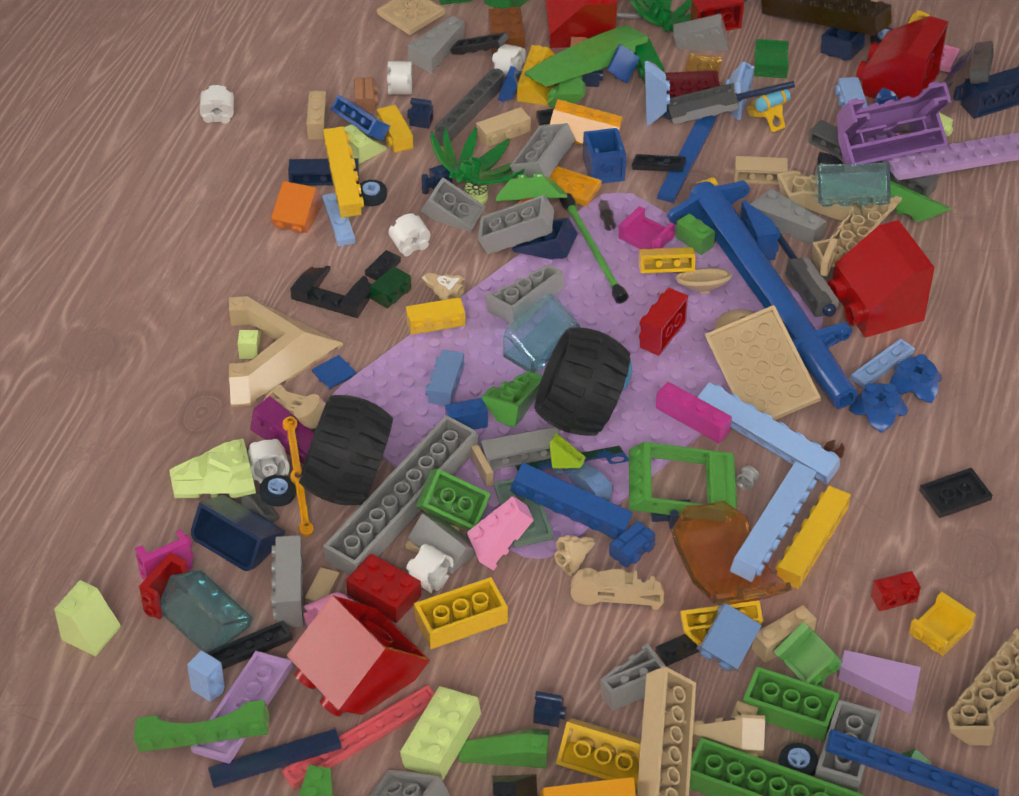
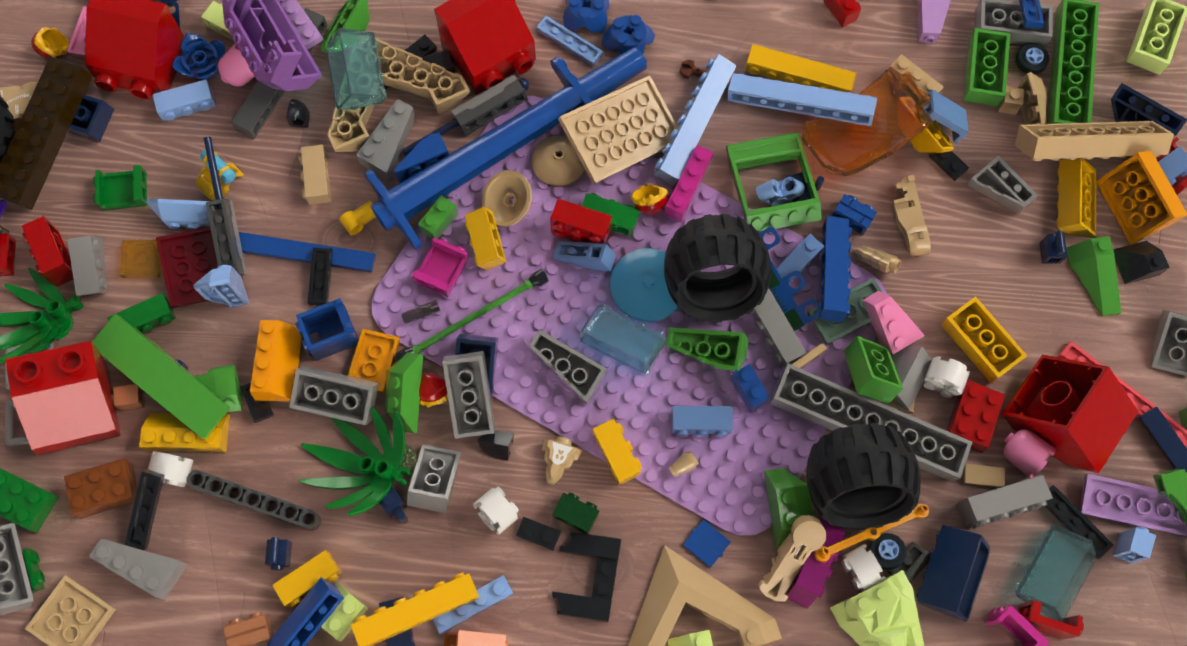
camera: 105 degrees left, 25 degrees up
(373, 192) = (416, 572): black wheel -> none
(399, 77) = (219, 591): white brick -> none
(409, 360) = (683, 464): none -> tan cone
(440, 732) = (1111, 328): yellowish green brick -> none
(471, 251) = (497, 444): none -> black brick
(503, 127) = (286, 452): tan brick -> none
(509, 85) = (214, 460): blue slope -> none
(564, 454) = (782, 281): lime slope -> none
(623, 63) = (161, 337): blue piece -> none
(628, 328) = (586, 255): none -> medium blue slope
(670, 481) = (779, 192): none -> light blue piece
(673, 350) = (623, 217): none -> green brick
(681, 375) = (650, 199): none -> yellow hair
(747, 477) = (748, 132): light grey wheel -> none
(808, 655) = (938, 55): bright green panel -> none
(829, 257) = (465, 83): tan tile -> none

